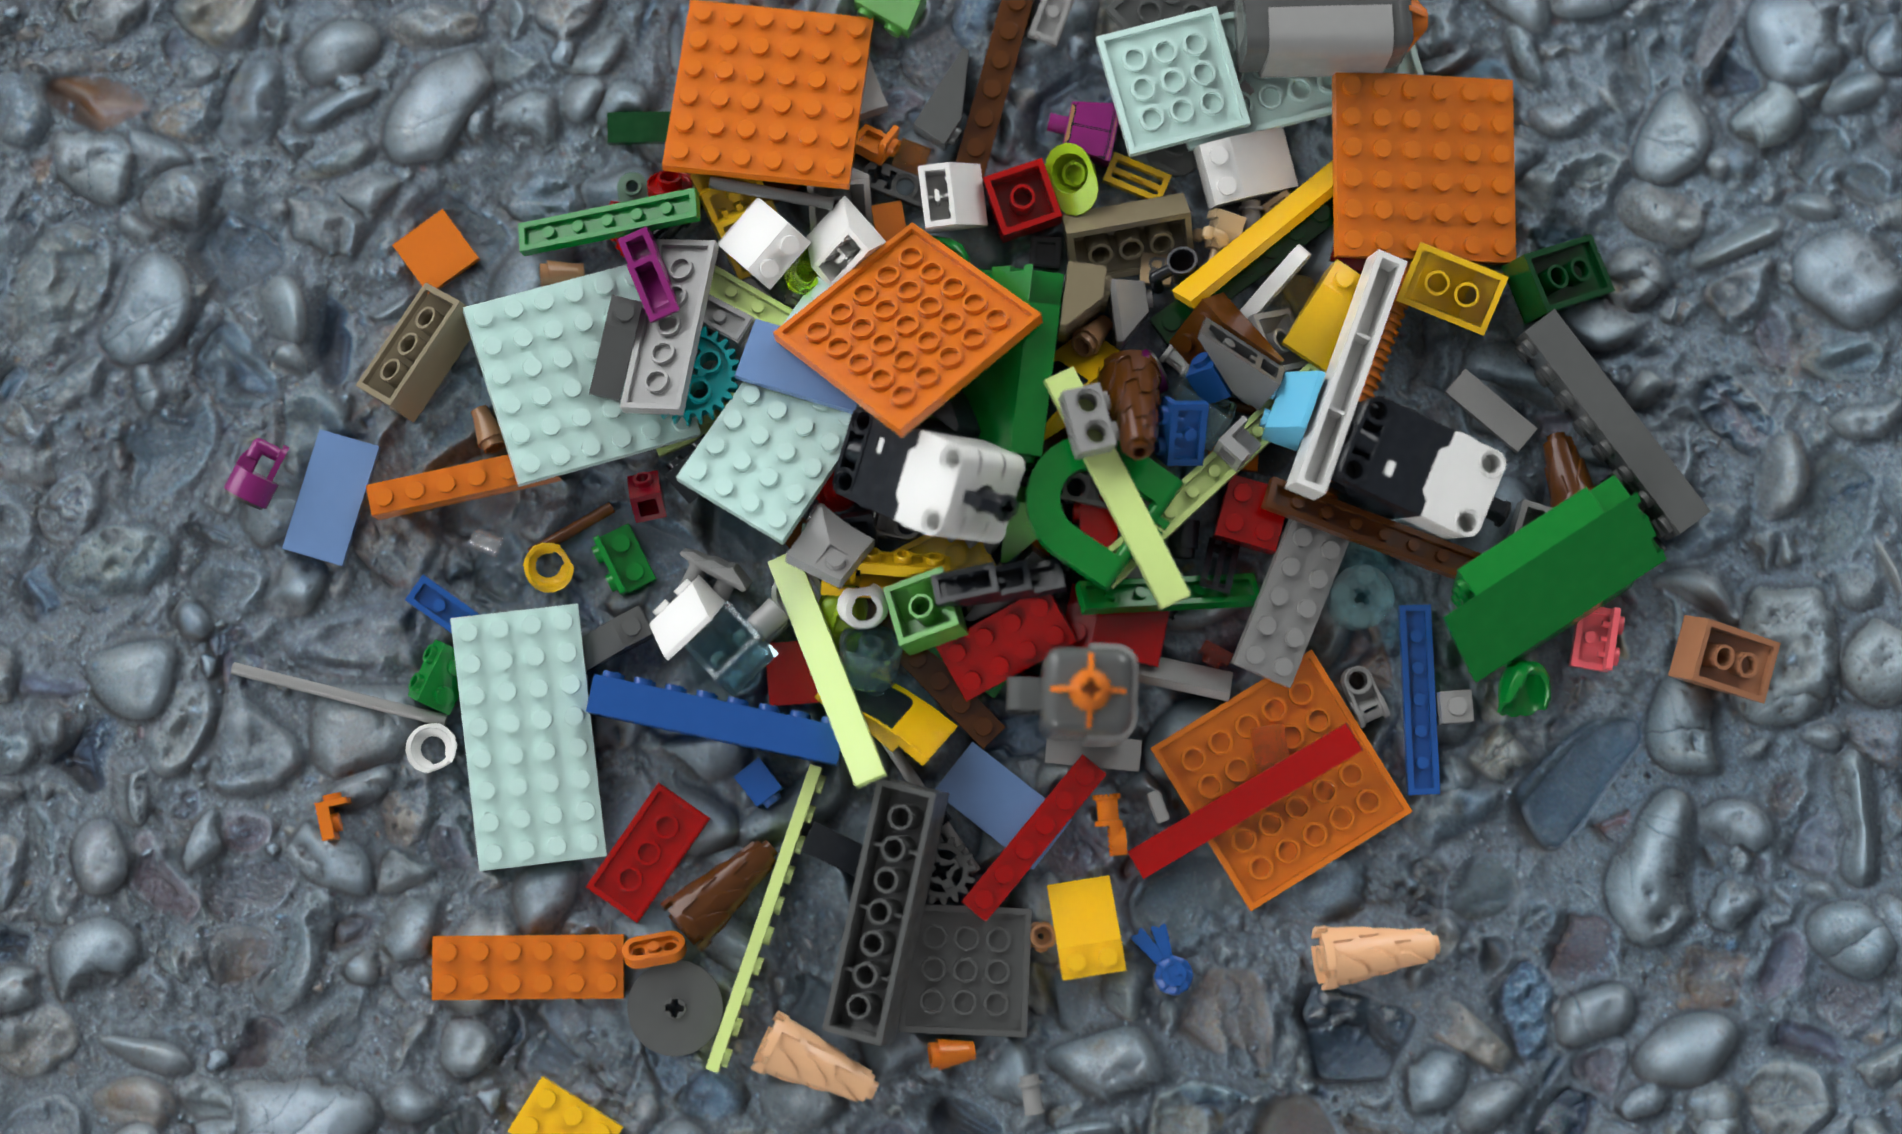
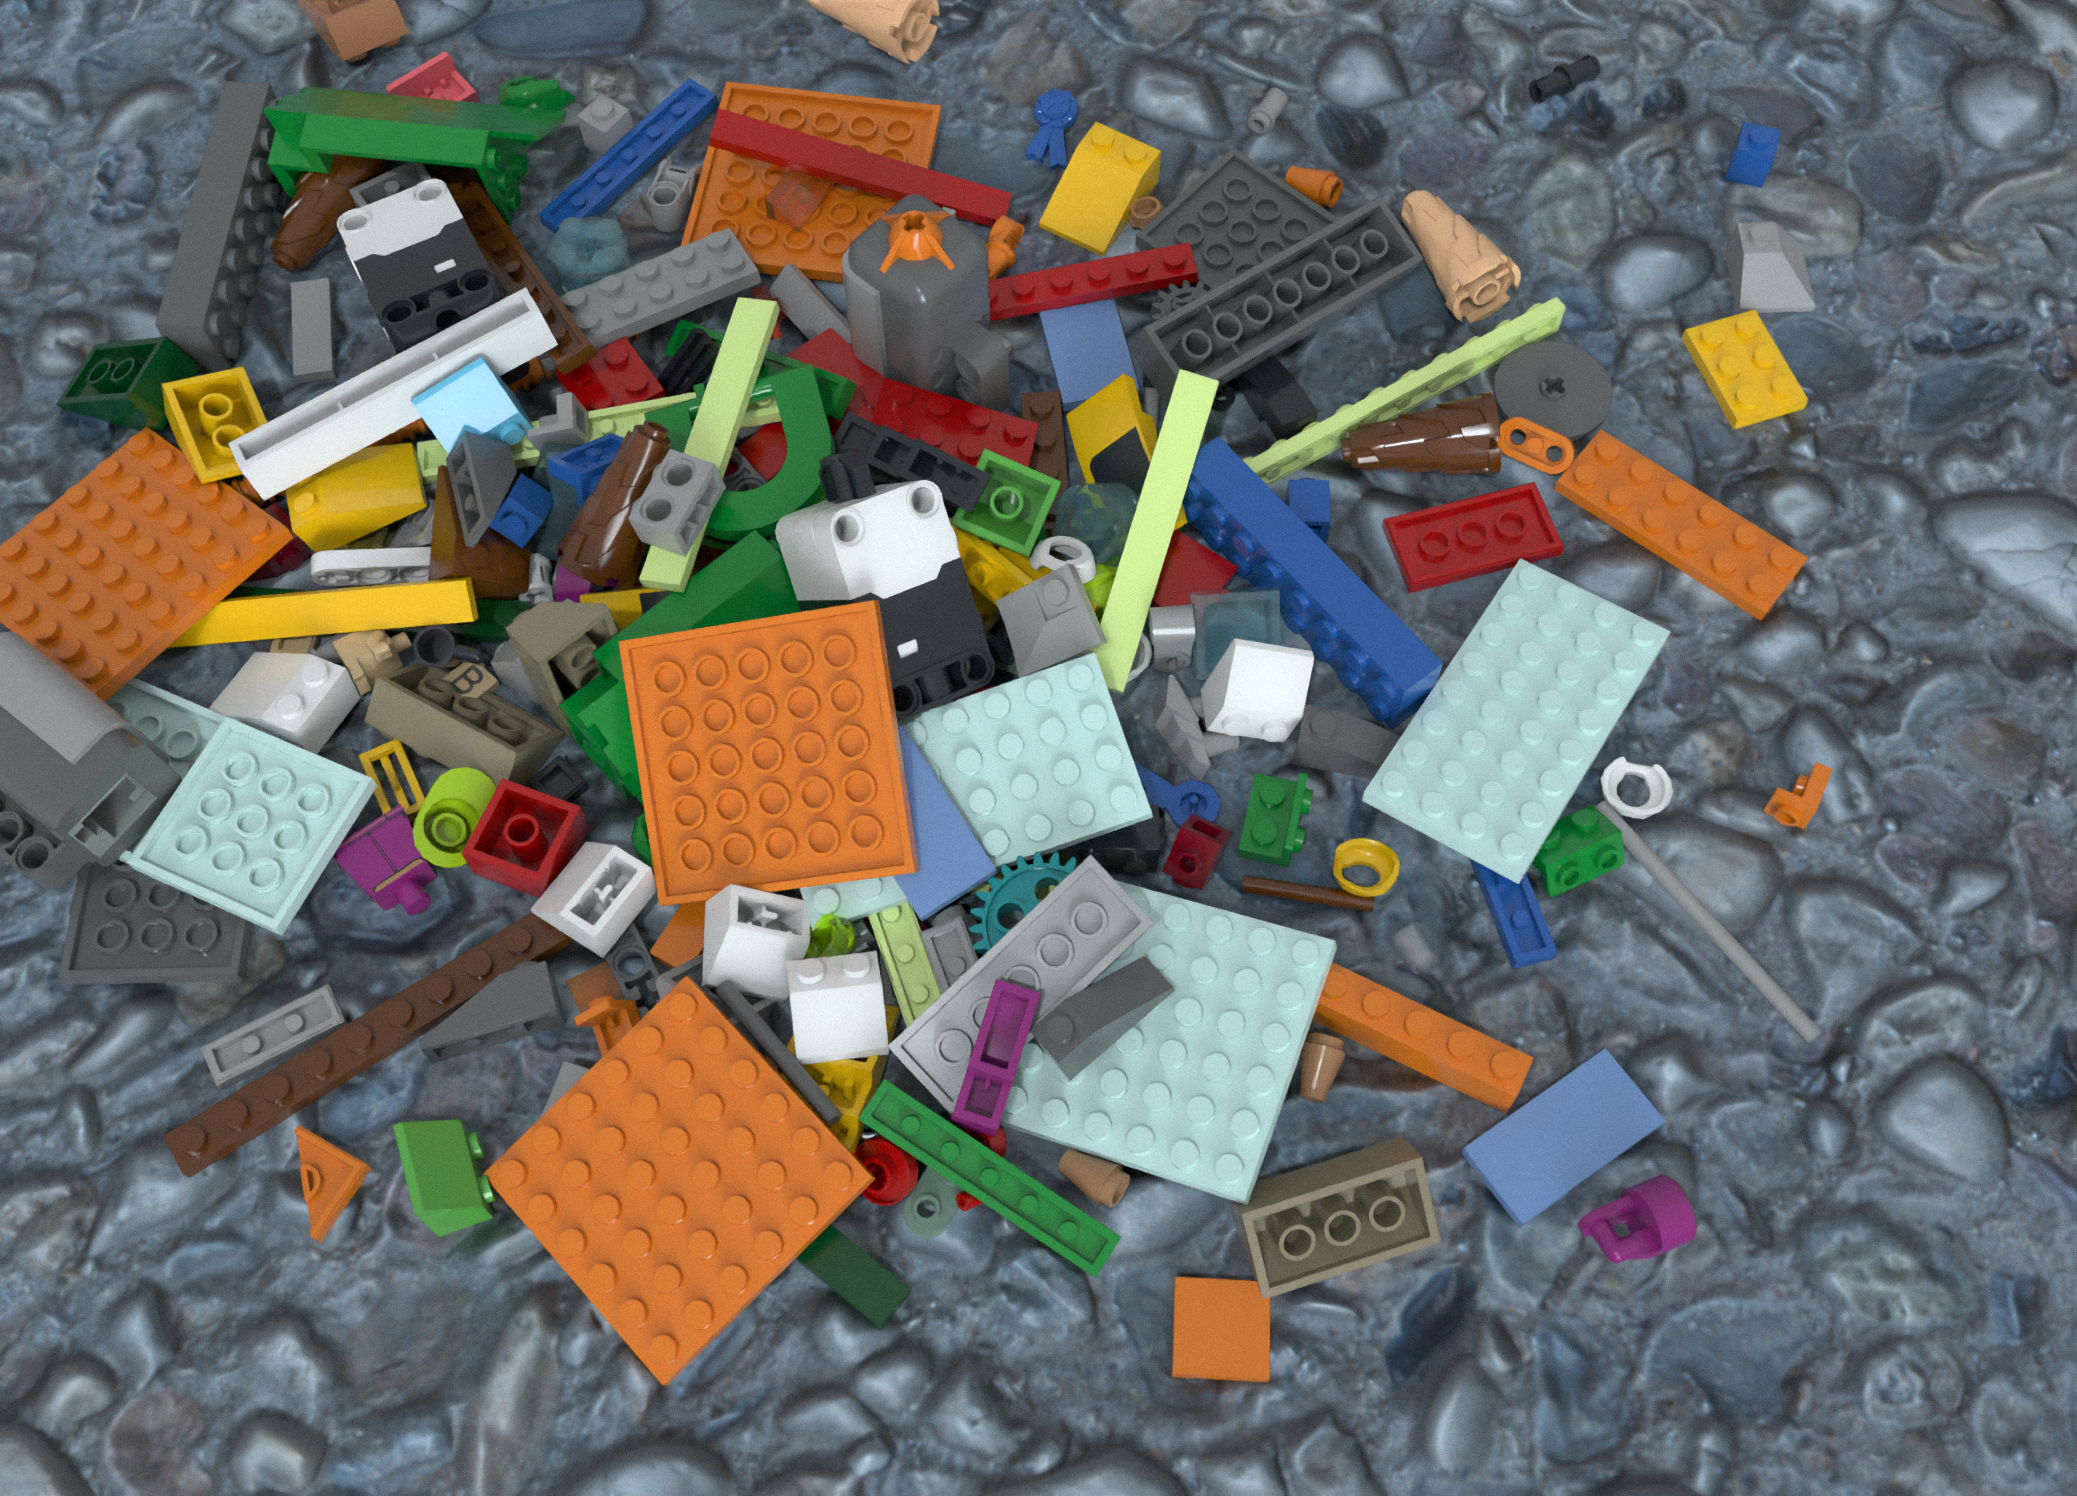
camera: 140 degrees left, 20 degrees down
(679, 529) = (1180, 800): none -> blue piece

